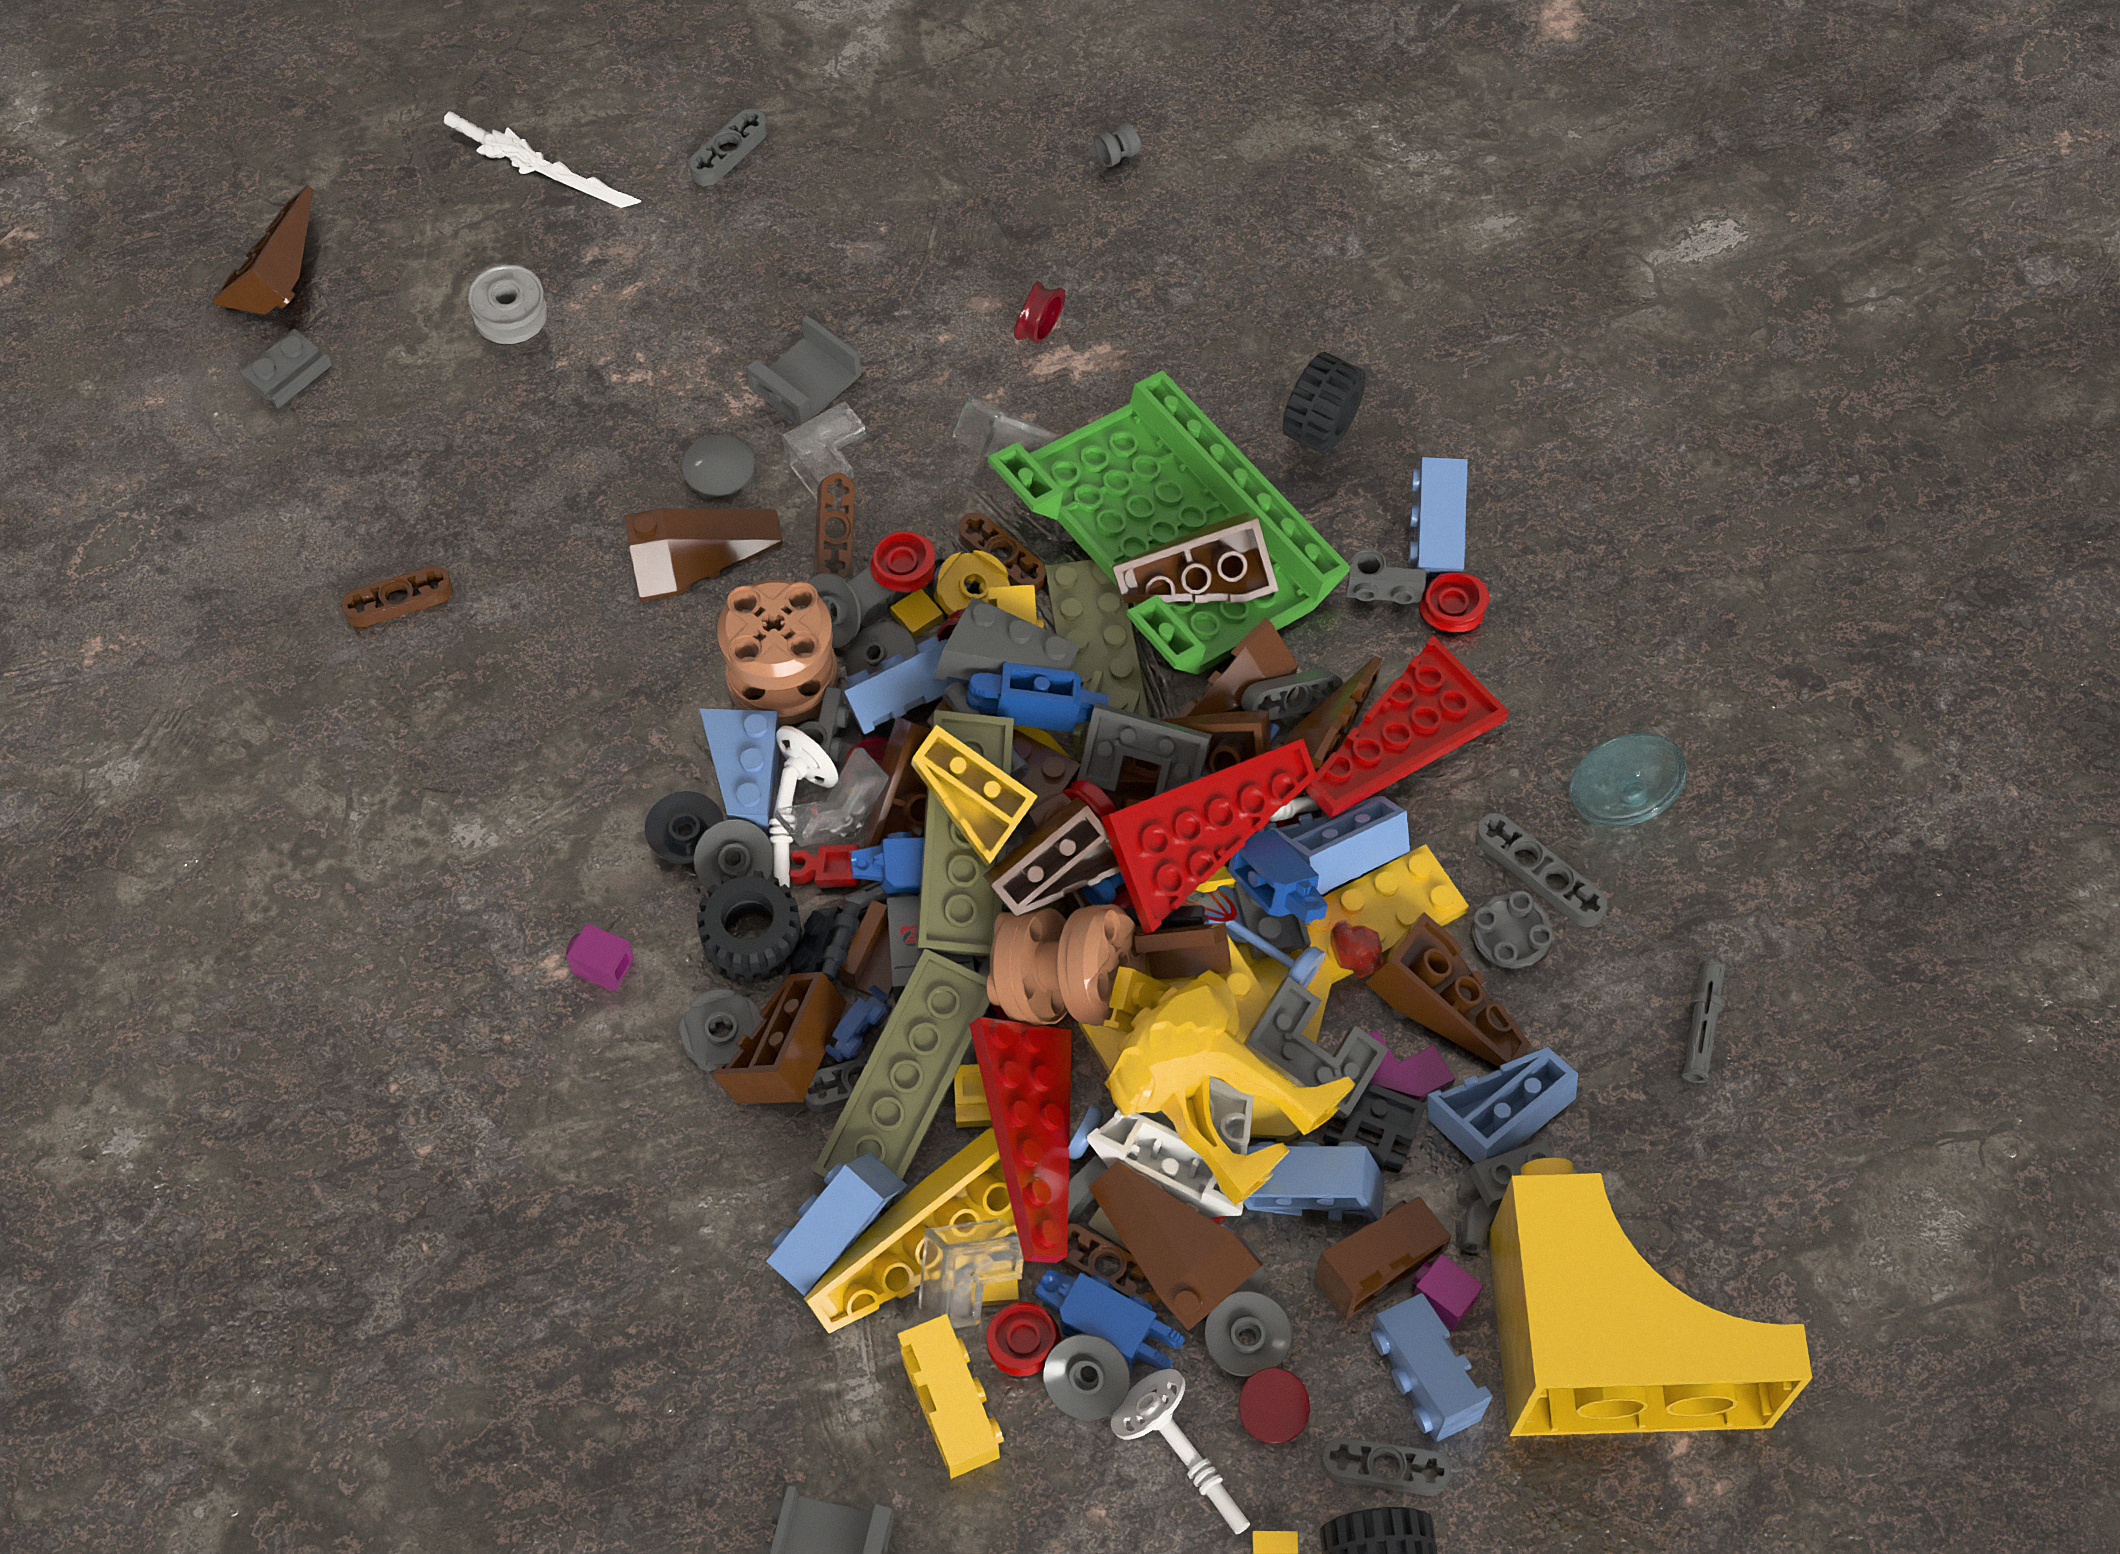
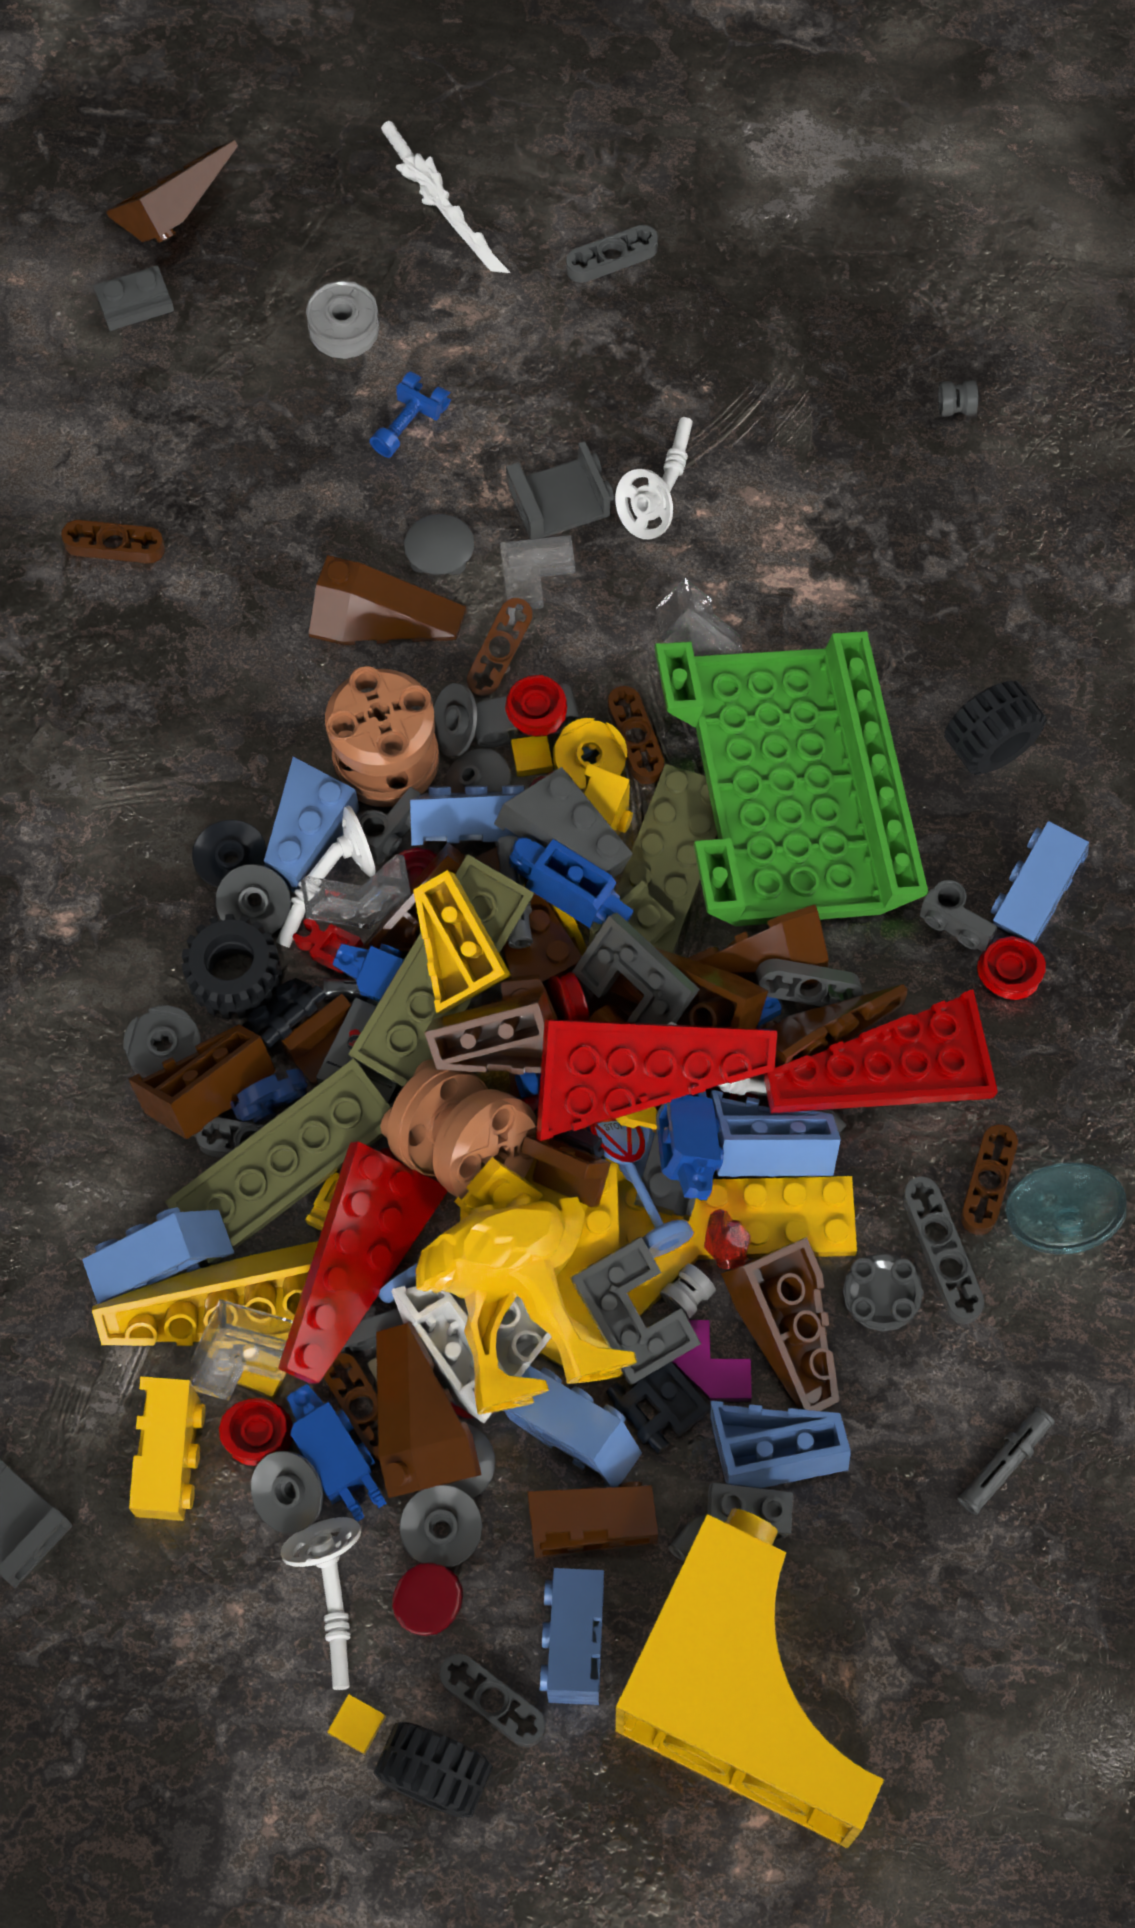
camera: 30 degrees right, 5 degrees up
(599, 956) = (100, 933): magenta brick -> none
(613, 394) = (386, 440): none -> blue bar
(896, 342) = (653, 498): none -> white dish
(1039, 313) = (792, 528): dark red piece -> none
(1206, 565) = (797, 830): reddish brown wedge -> none
(1344, 1011) = (688, 1290): none -> light grey wheel
(1447, 1290) = (630, 1578): magenta brick -> none
(1537, 806) = (972, 1201): none -> reddish brown beam

